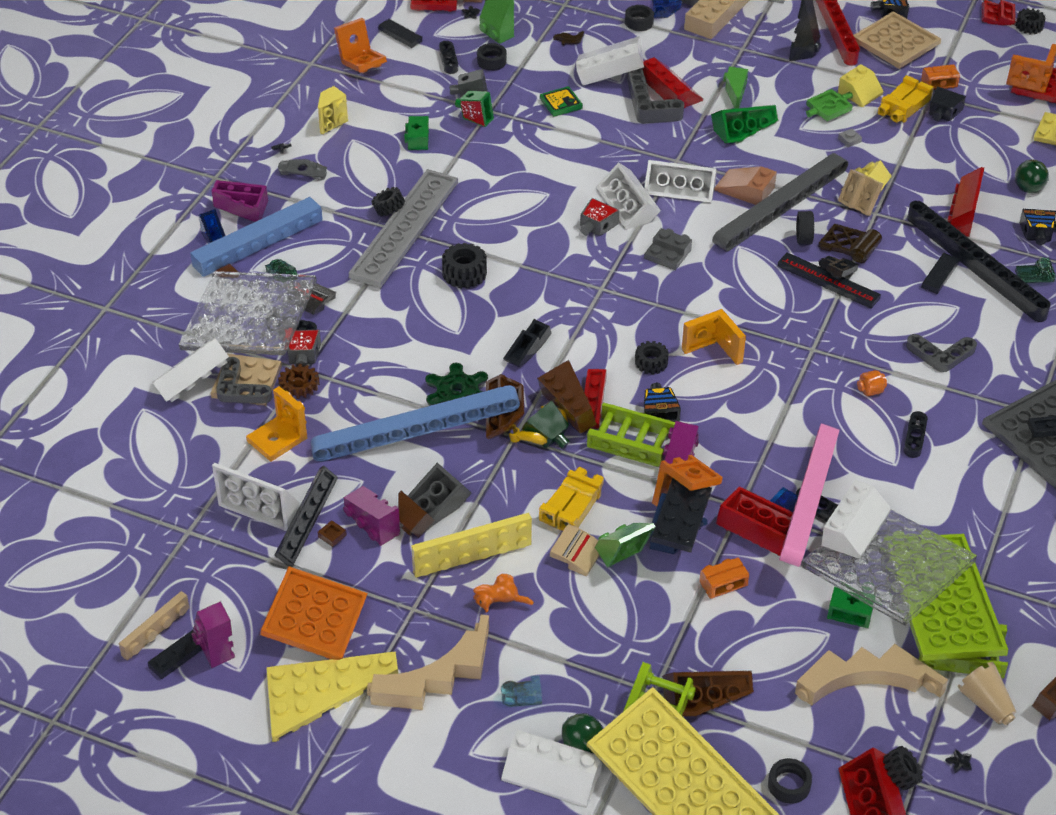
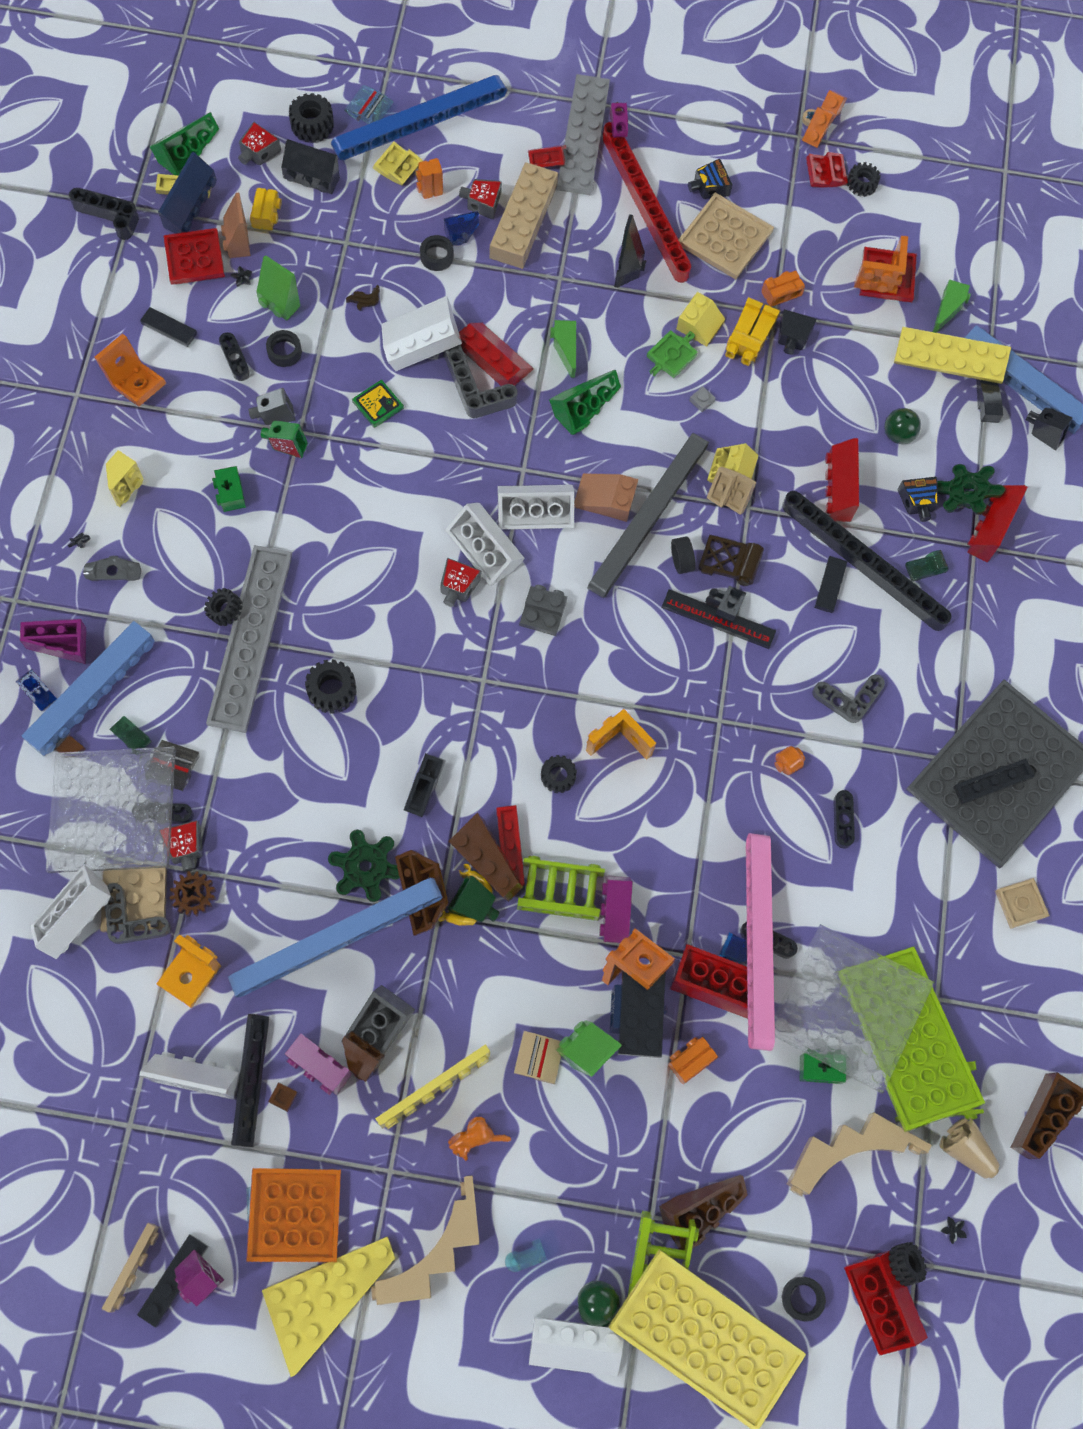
camera: 20 degrees left, 25 degrees up
(572, 499) = (520, 976): yellow hips -> none
(661, 403) = (581, 840): torso -> none
(855, 520) = (812, 970): white slope -> none

